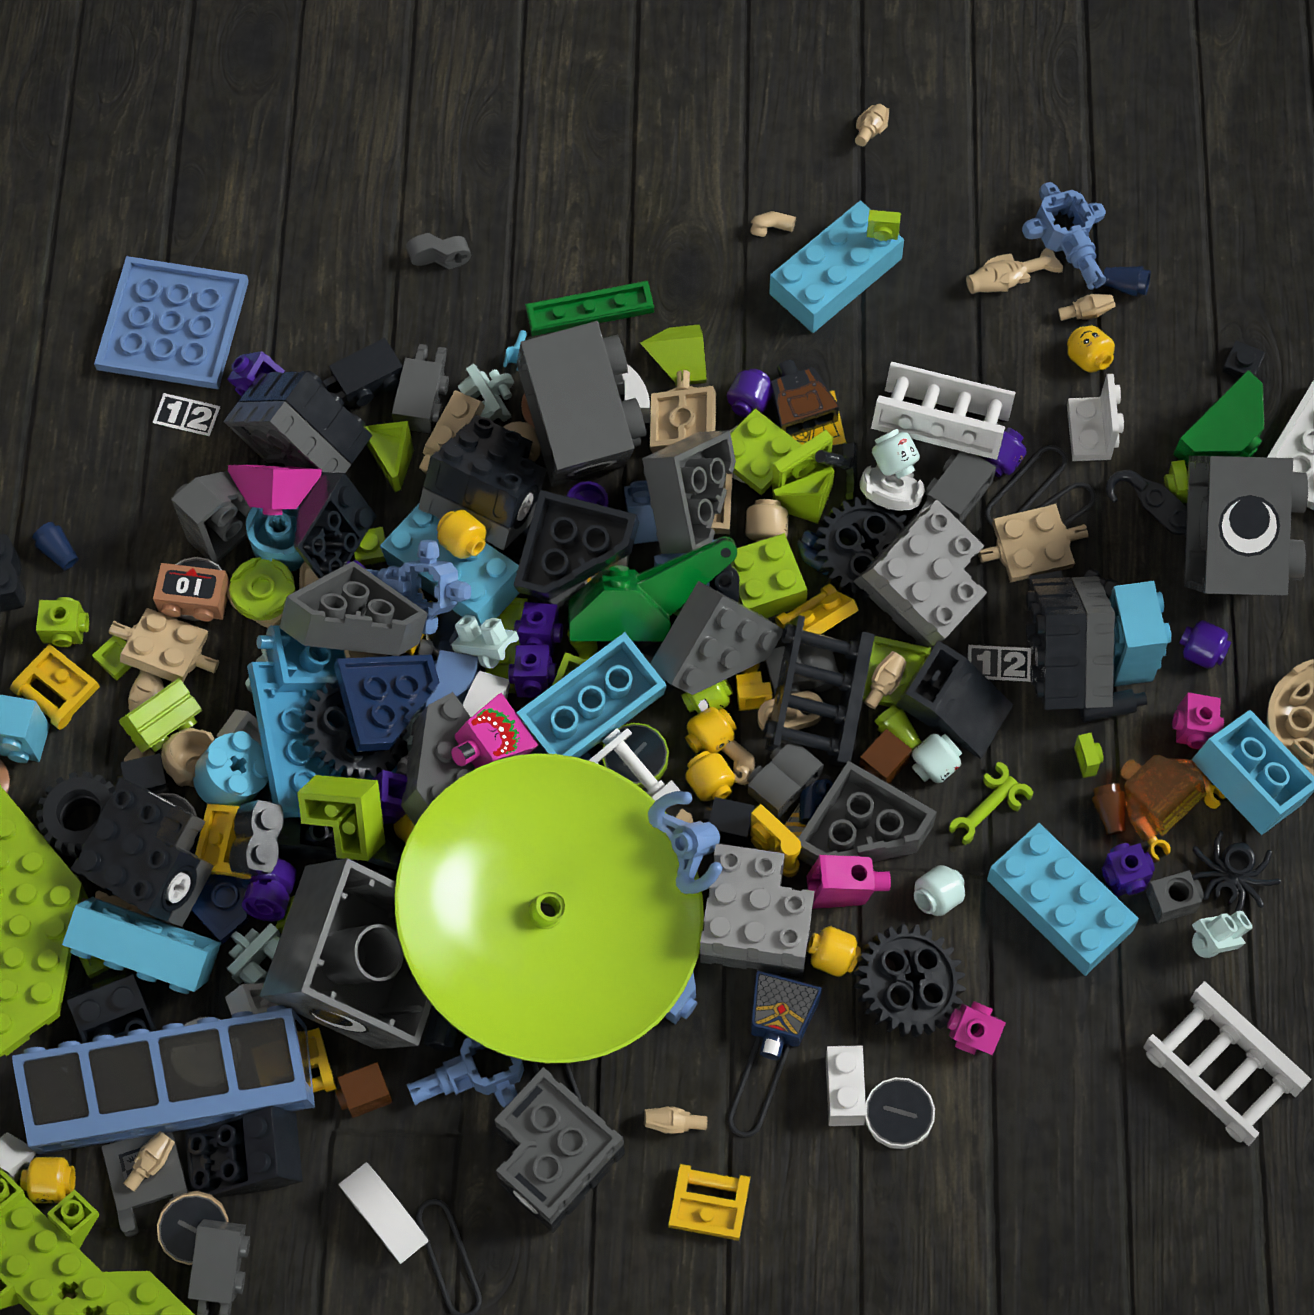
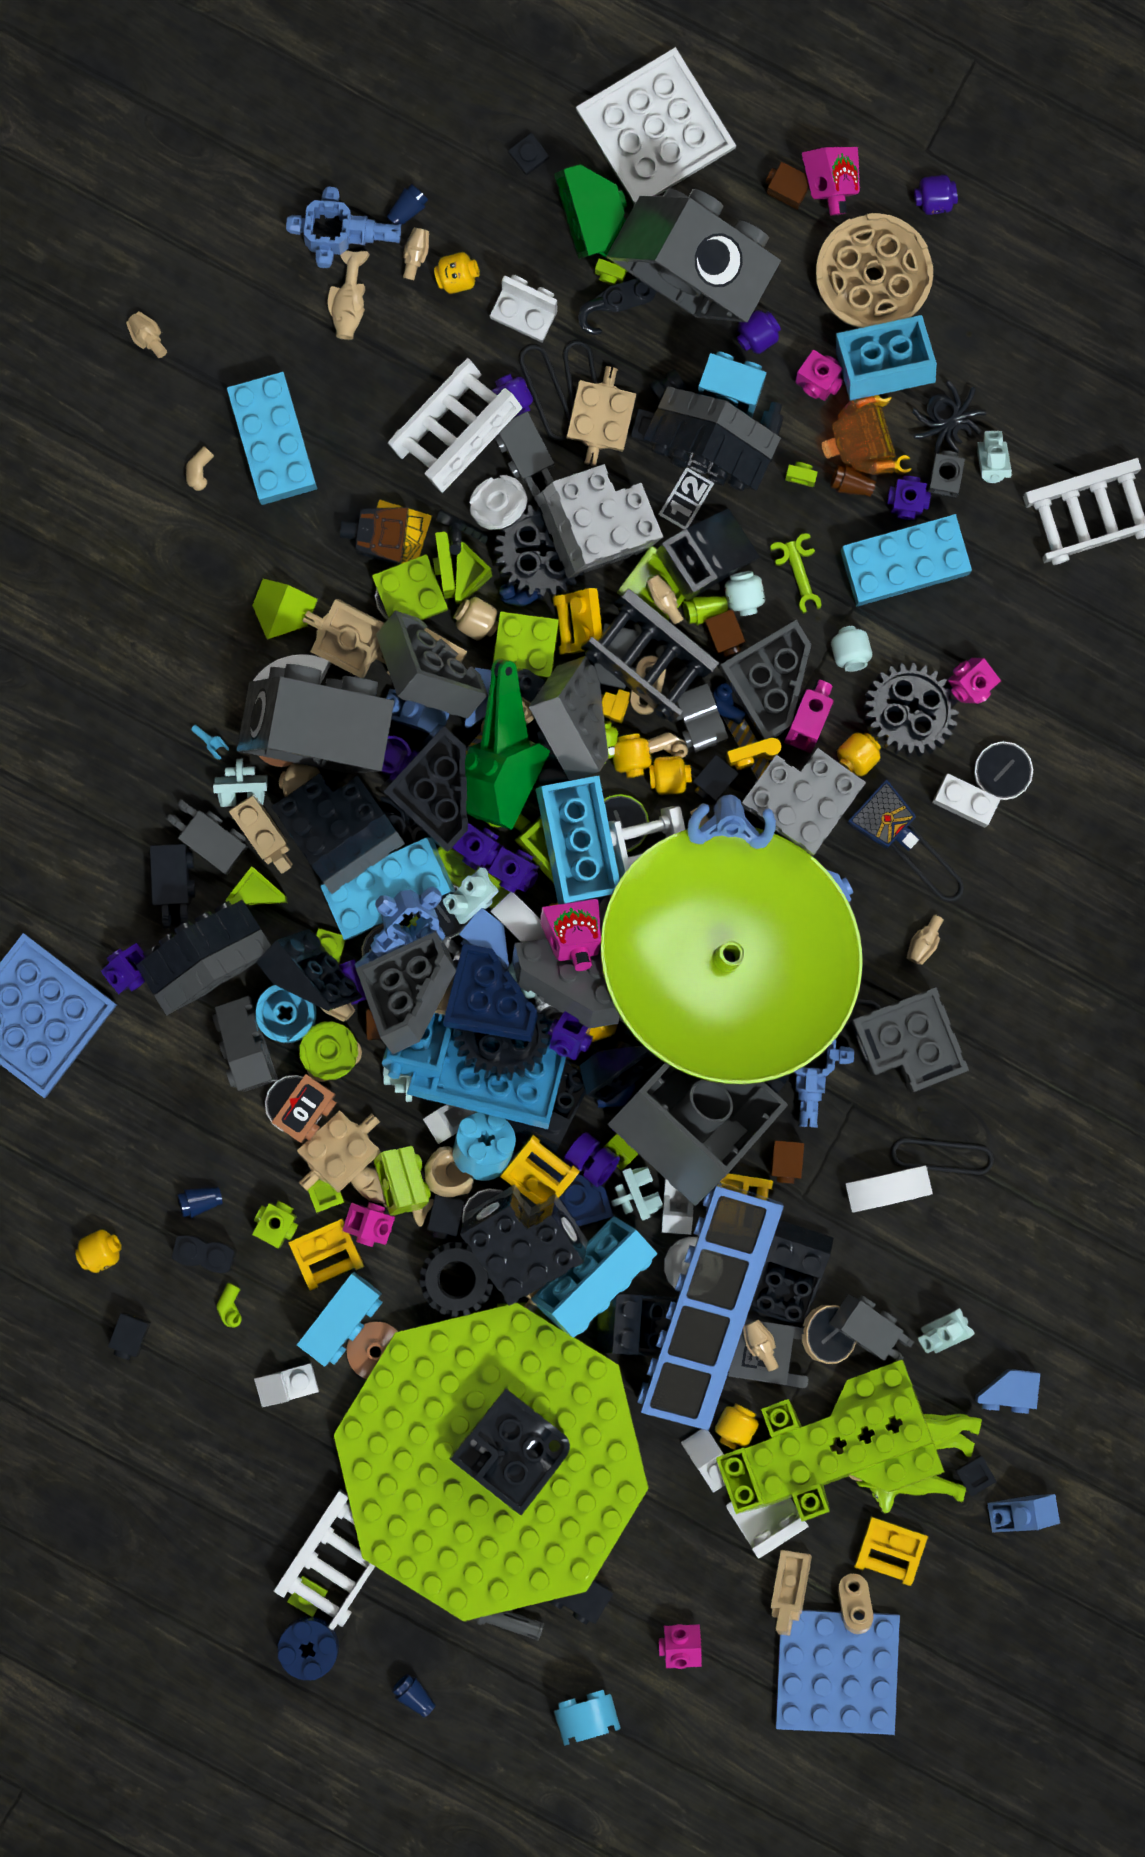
camera: 65 degrees left, 20 degrees up
(101, 707) = (374, 1225): none -> dark pink brick
(186, 414) = (125, 1041): sticker -> none
(256, 832) = (555, 1149): brick -> none
(274, 486) = (257, 1002): dark pink slope -> none
(350, 808) = (574, 1071): lime brick -> none
(447, 252) = (87, 755): dark grey piece -> none
(461, 534) = (381, 871): yellow head -> none
(589, 307) = (199, 661): green tile -> none
(708, 1213) = (1007, 951): yellow plate -> none
(749, 392) = (353, 571): dark purple head -> none
(883, 225) = (271, 385): lime plate -> none
(895, 453) = (476, 485): light aqua head -> none

